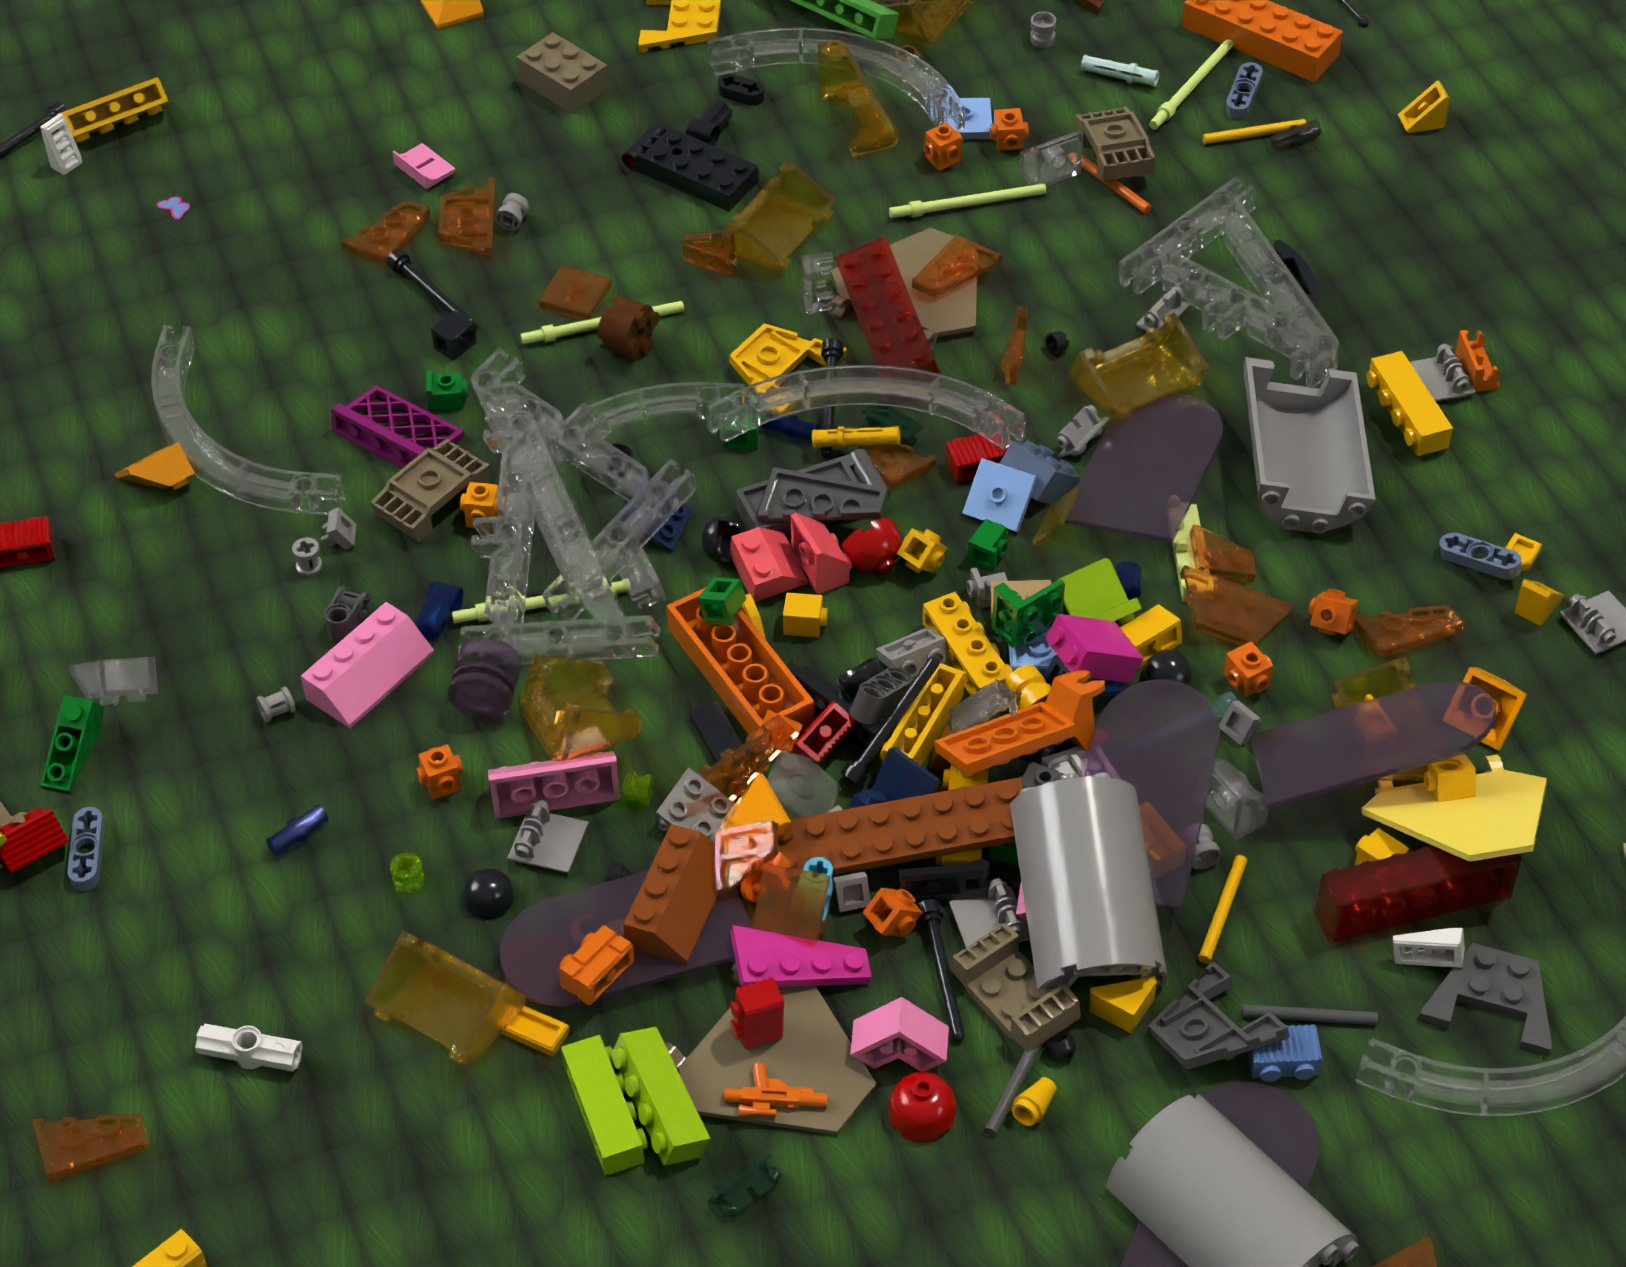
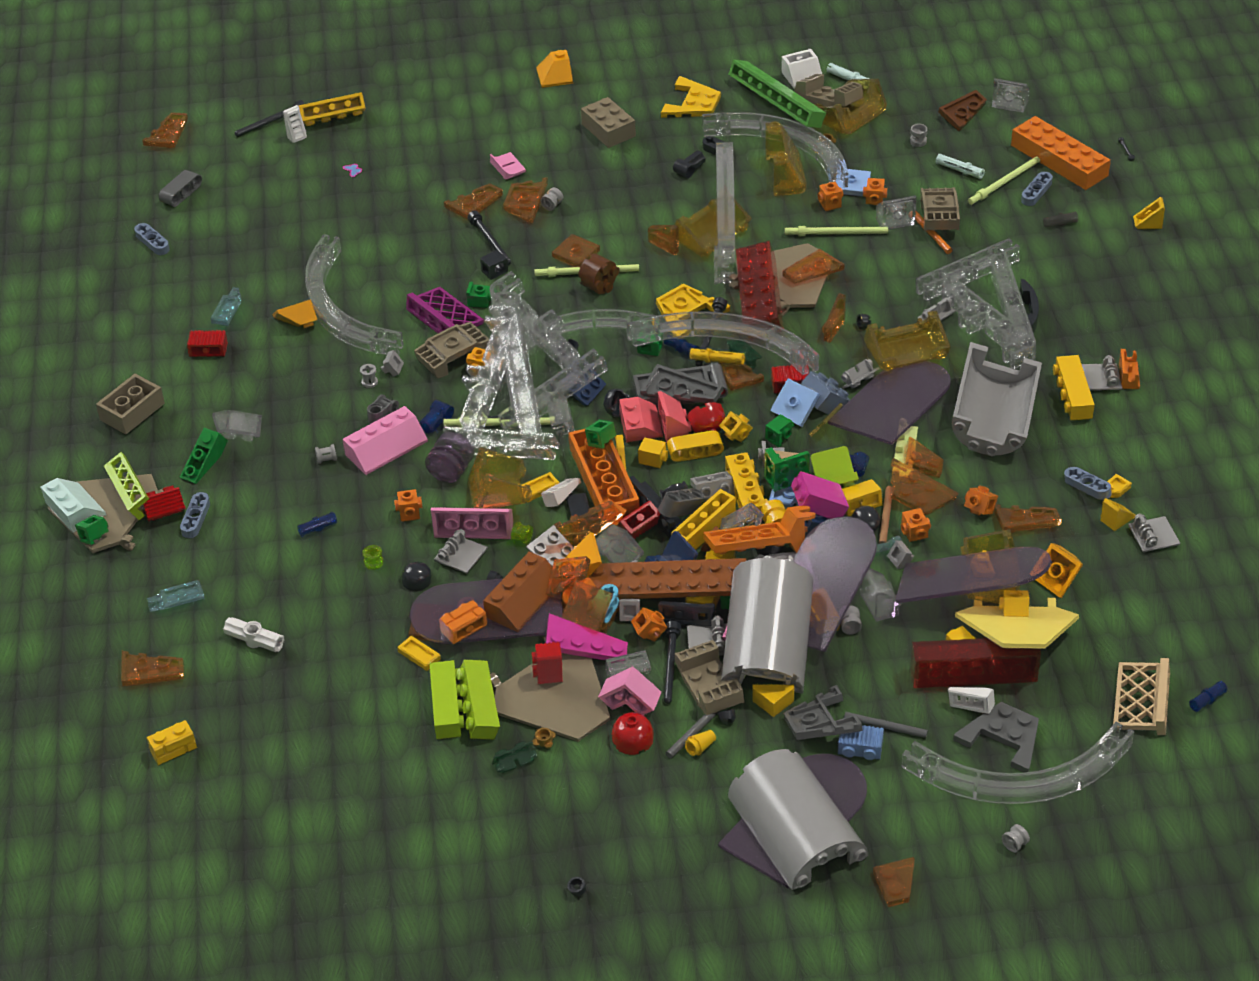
camera: 15 degrees right, 5 degrees down
(36, 475) = (227, 307): none -> clear light blue hinge
(96, 1001) = (176, 596): none -> clear light blue hinge
(443, 998) = (370, 625): clear yellow windscreen -> none
(644, 697) = (541, 484): none -> yellow tile
(676, 708) = (559, 492): none -> white slope
(692, 166) = (670, 187): black hinge -> none
(771, 1093) = (544, 710): orange piece -> none
(781, 121) = (725, 194): none -> clear piece
(782, 1133) = (544, 738): none -> pearl gold plate
(857, 770) = (656, 543): black piece -> none
(866, 592) = (695, 446): none -> yellow beam
(880, 989) = (638, 660): none -> clear hinge
(1193, 653) = (885, 516): none -> medium nougat bar
(1222, 909) = (853, 657): yellow bar -> none
(1250, 132) = (1030, 214): yellow bar -> none
(1572, 1172) = (1015, 838): none -> light grey wheel

